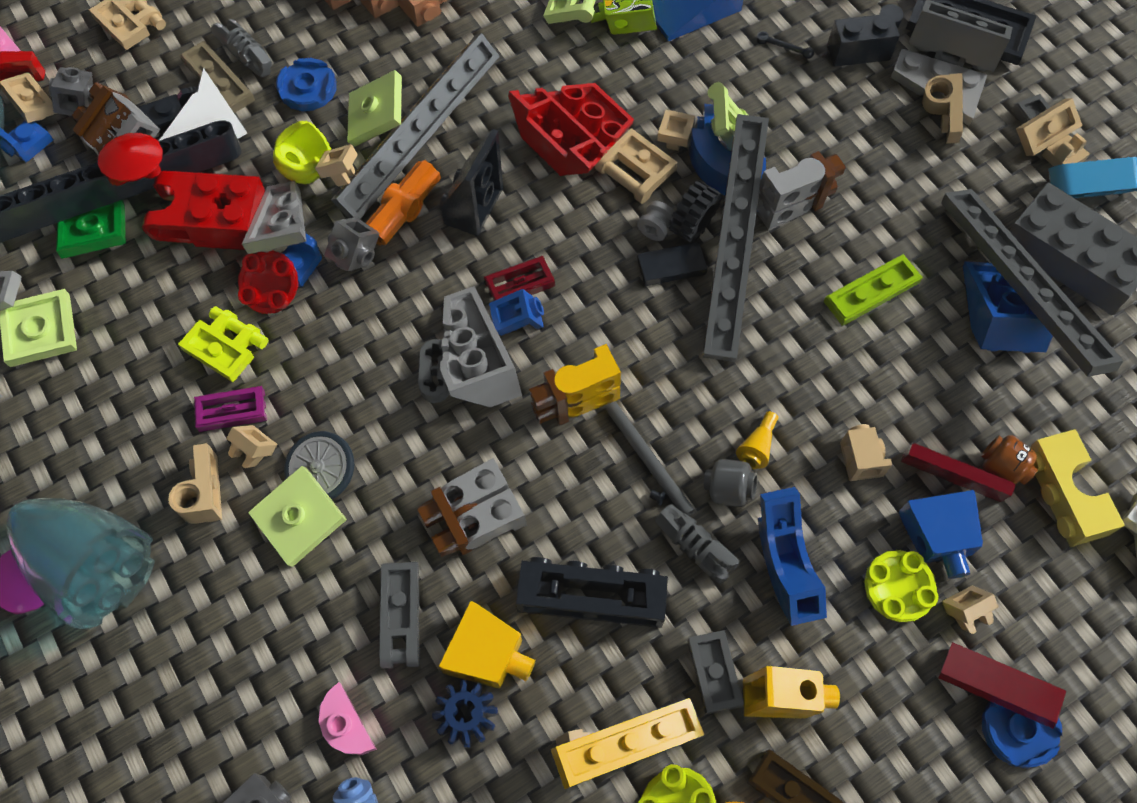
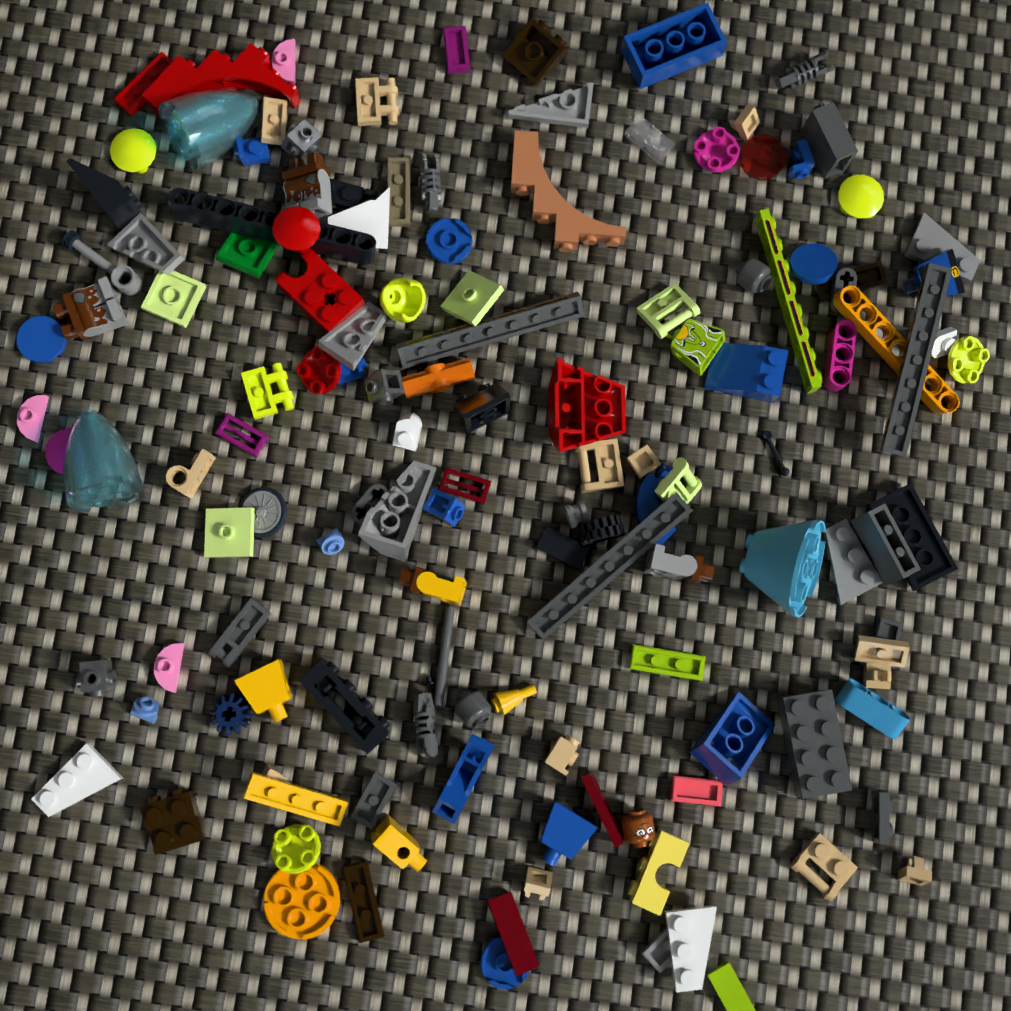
camera: 35 degrees right, 15 degrees up
(251, 442) = (236, 468): tan tile -> none
(338, 164) = (413, 327): tan tile -> none
(414, 271) = (408, 431): none -> white plate
(424, 439) = (331, 542): none -> medium blue plate
(475, 509) = (314, 606): light grey hips -> none
(865, 37) = (828, 494): black hinge -> none
(896, 105) = (786, 563): none -> medium azure cone
(901, 585) = (512, 840): neon yellow dish -> none
(950, 106) = (822, 597): tan plate -> none
(1021, 383) = (696, 790): none -> coral tile
(1032, 284) = (749, 739): dark grey plate -> none

